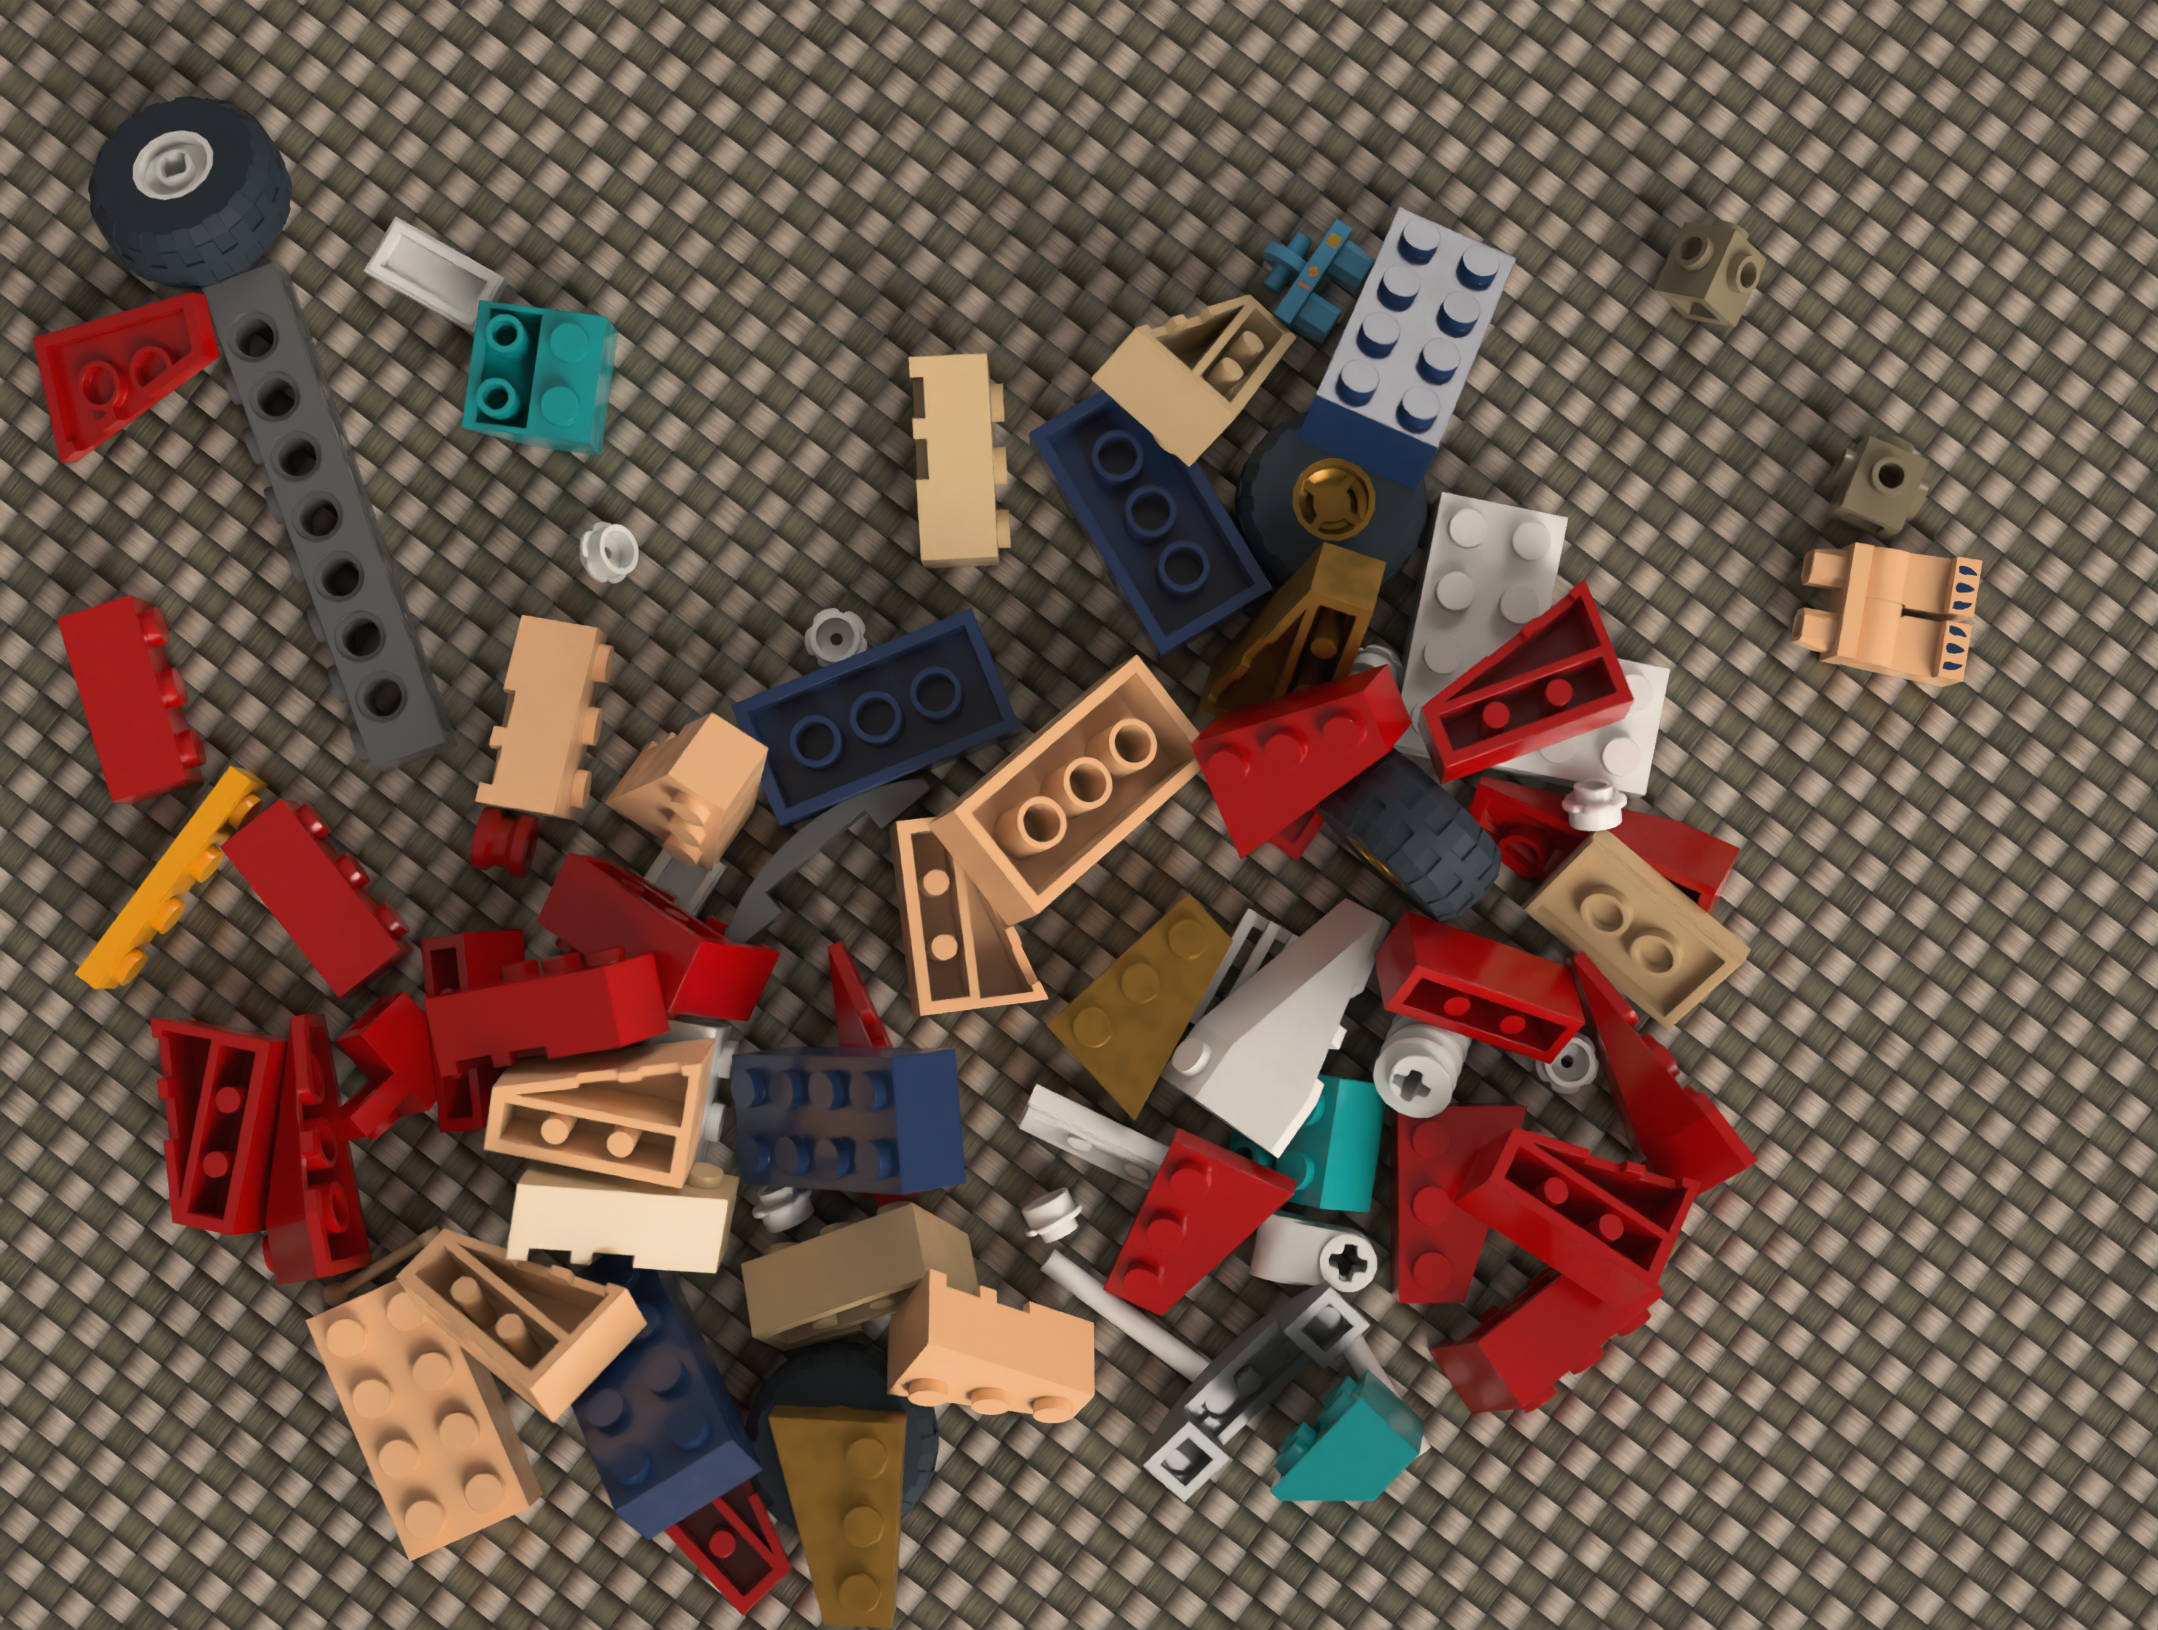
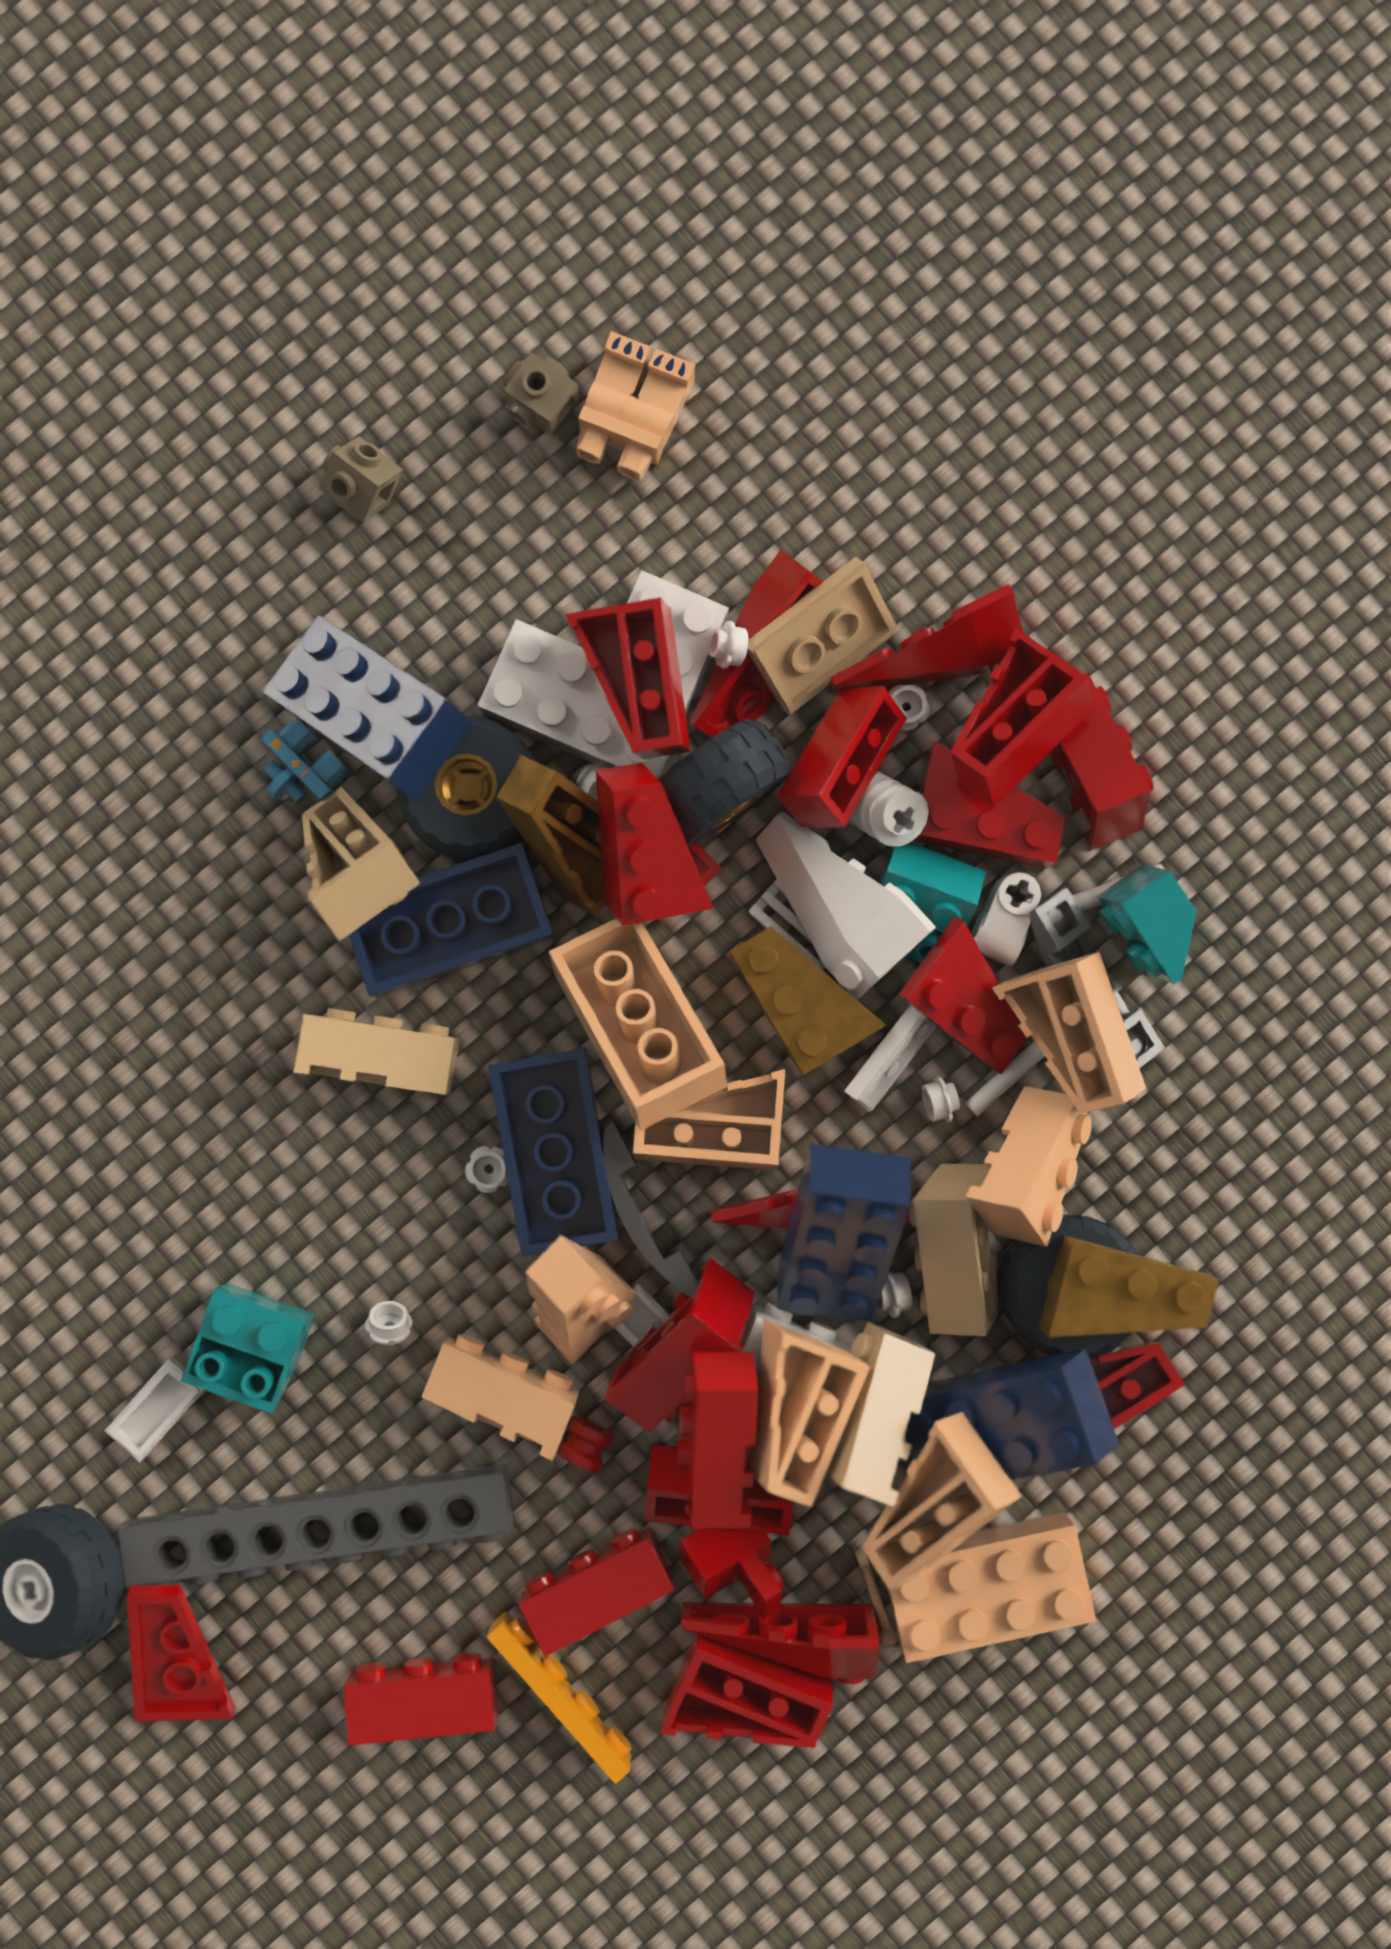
camera: 80 degrees left, 0 degrees up
(1182, 1377) = (1078, 1029): none -> light nougat wedge

